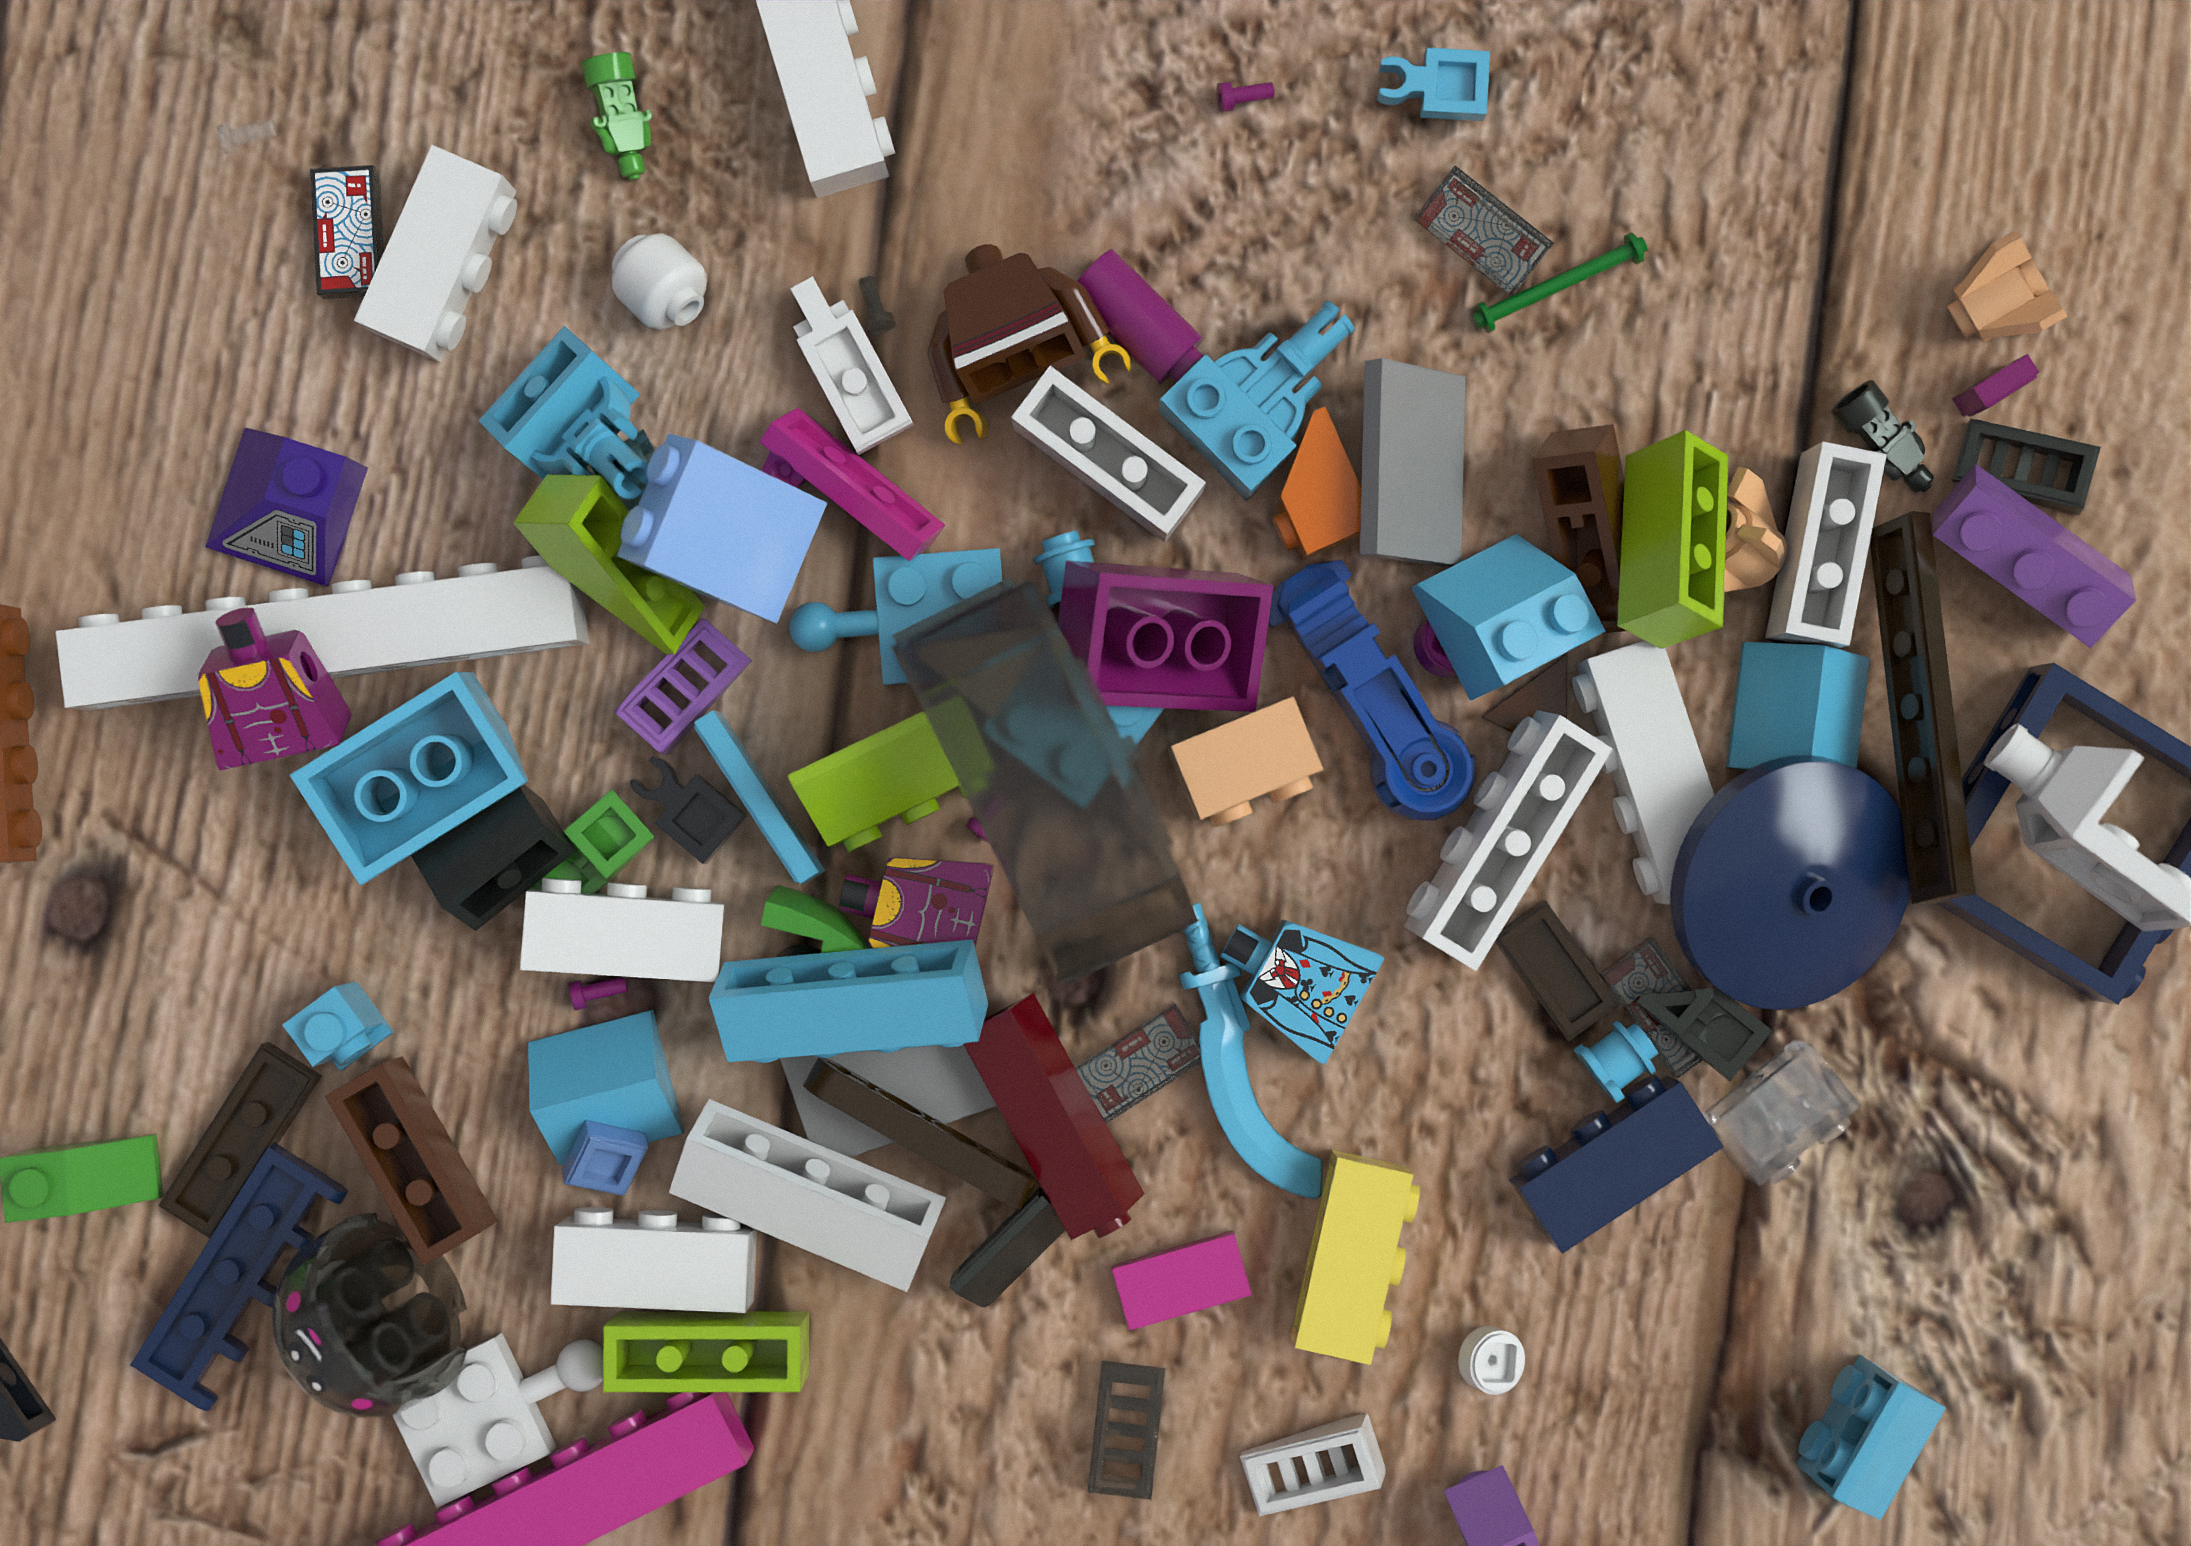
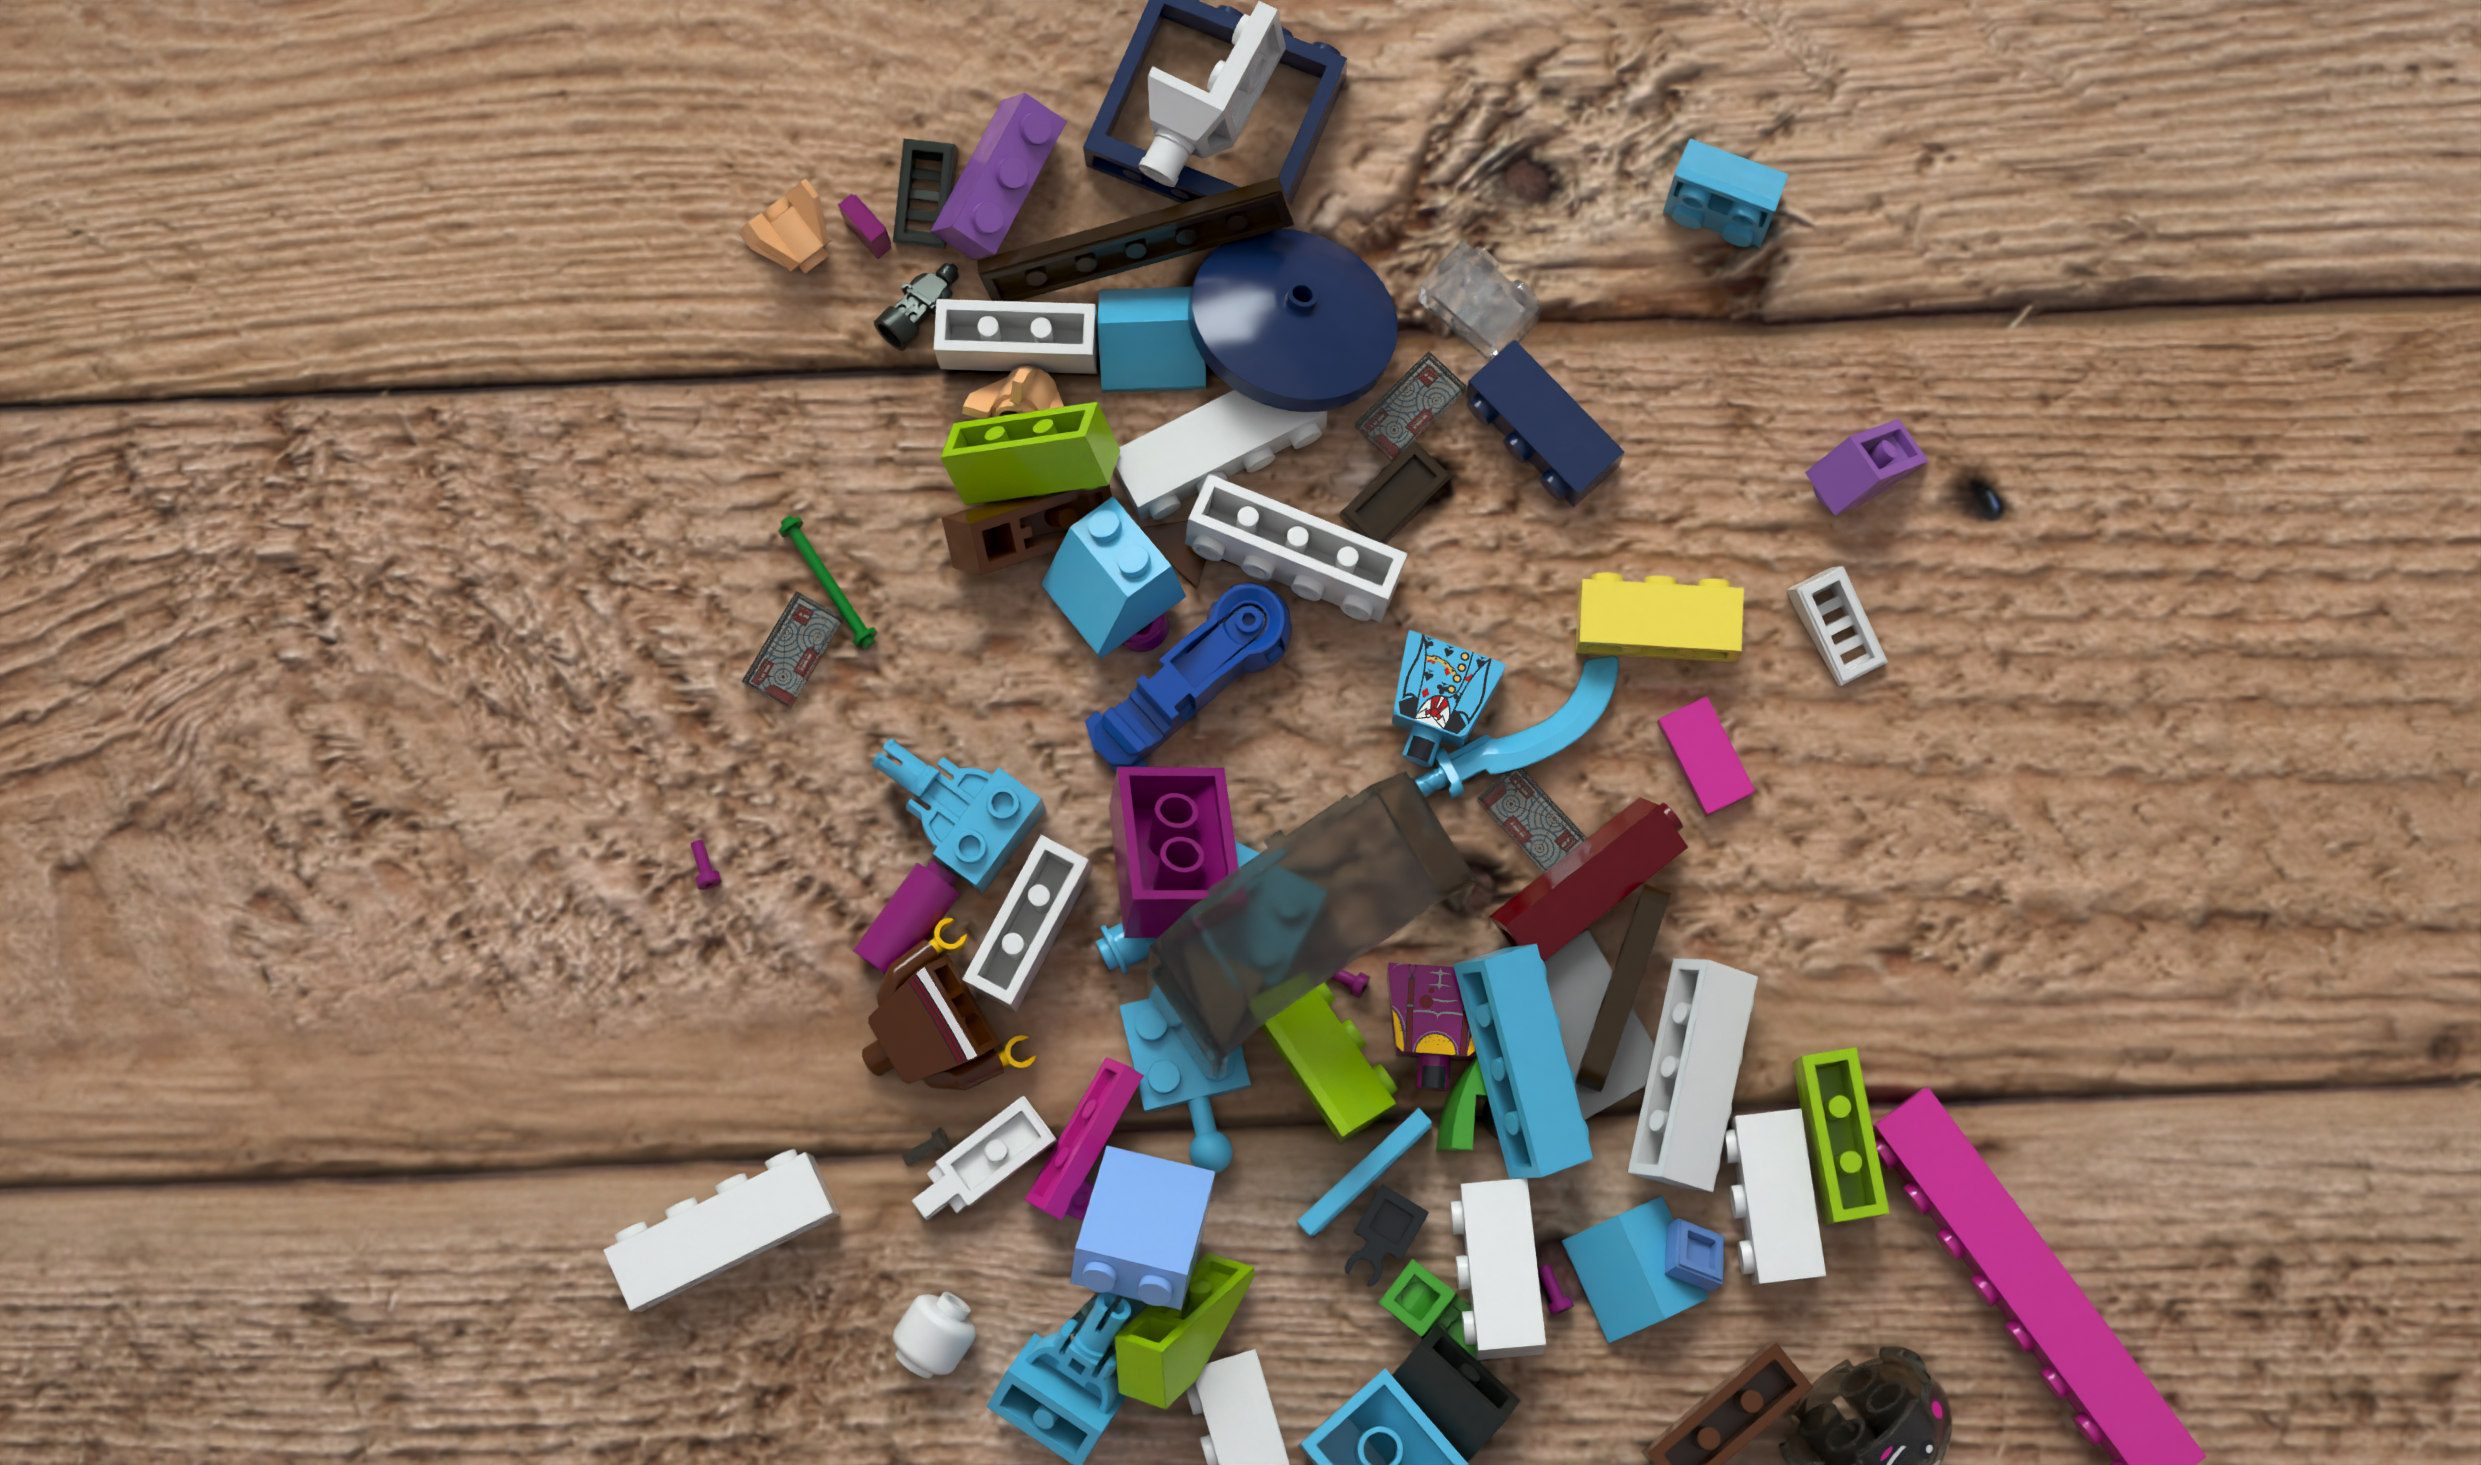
camera: 95 degrees left, 10 degrees down
(490, 1416) = (1936, 1318): white plate -> none
(620, 126) = (801, 1394): bright green piece -> none
(649, 688) = (1317, 1283): medium lavender slope -> none
(1008, 1251) = (1707, 902): pearl dark grey slope -> none
(1123, 1485) = (1859, 759): clear smoke slope -> none
(1245, 760) = (1267, 768): light nougat brick -> none
(1319, 494) = (1032, 745): orange slope -> none
(1412, 463) = (998, 673): light grey tile -> none
(1448, 83) = (674, 697): medium azure plate -> none
(1491, 1360) = (1722, 496): white tile -> none
(1618, 1058) = (1459, 434): medium azure brick -> none
(1709, 1026) = (1420, 366): pearl dark grey slope -> none

